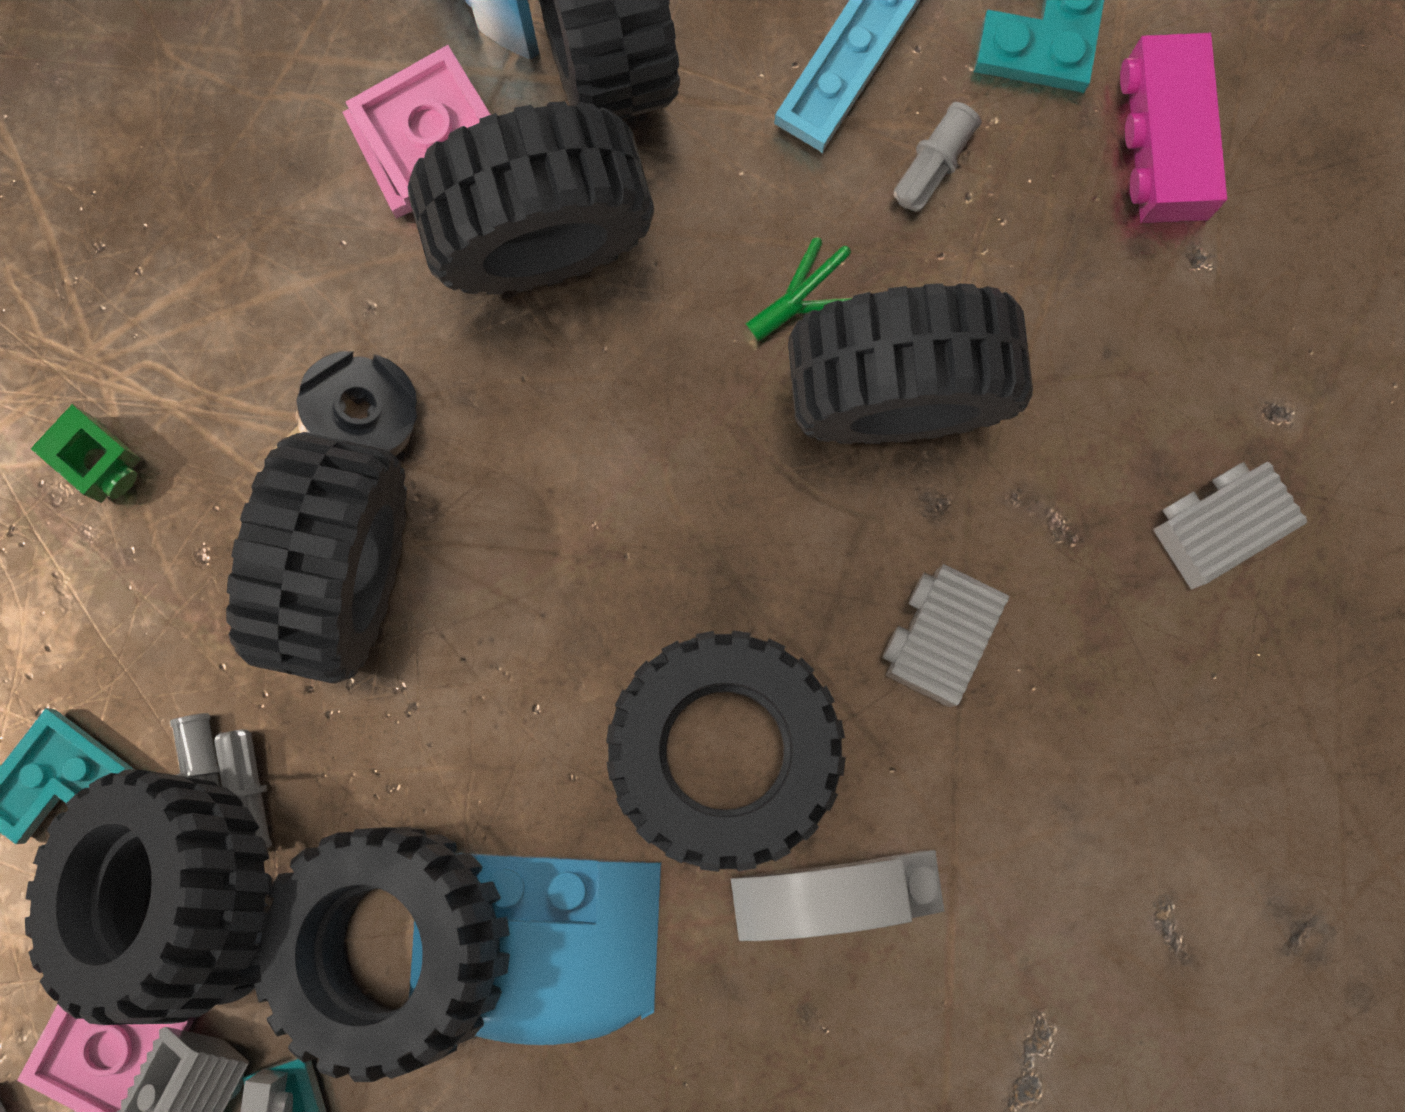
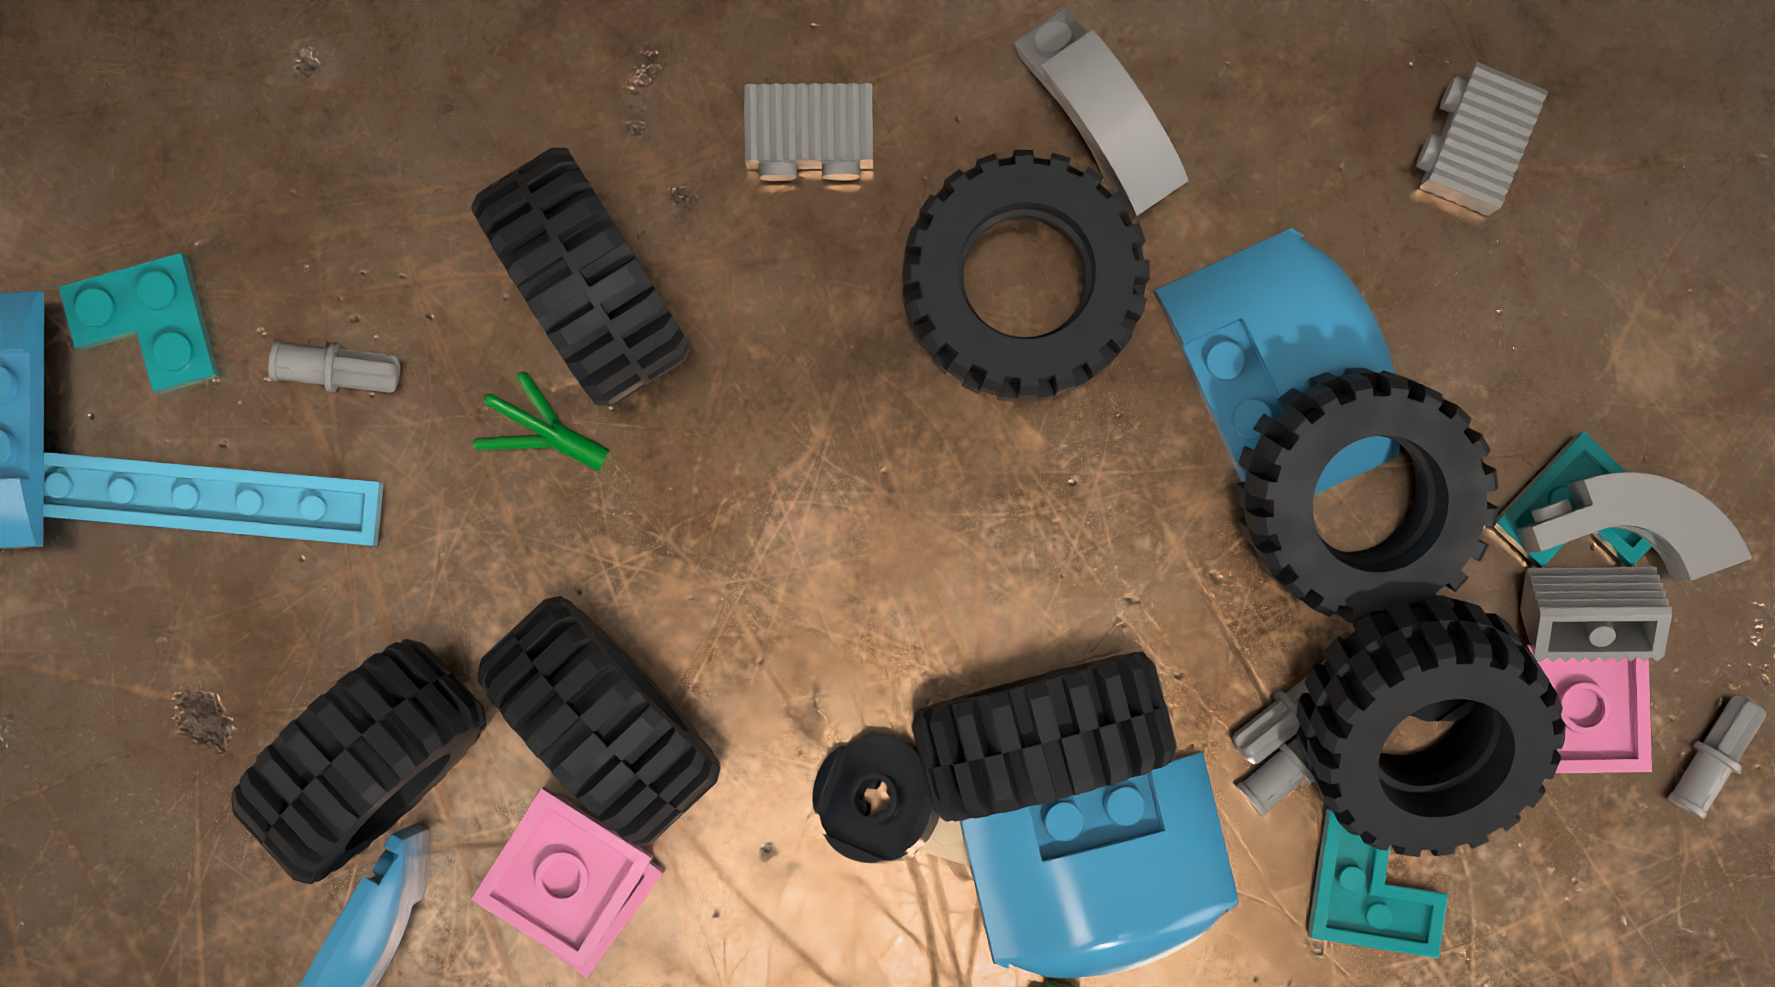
camera: 120 degrees left, 5 degrees up
(173, 564) = (1103, 874): none -> dark azure slope
(1174, 128) = (189, 147): dark pink brick -> none

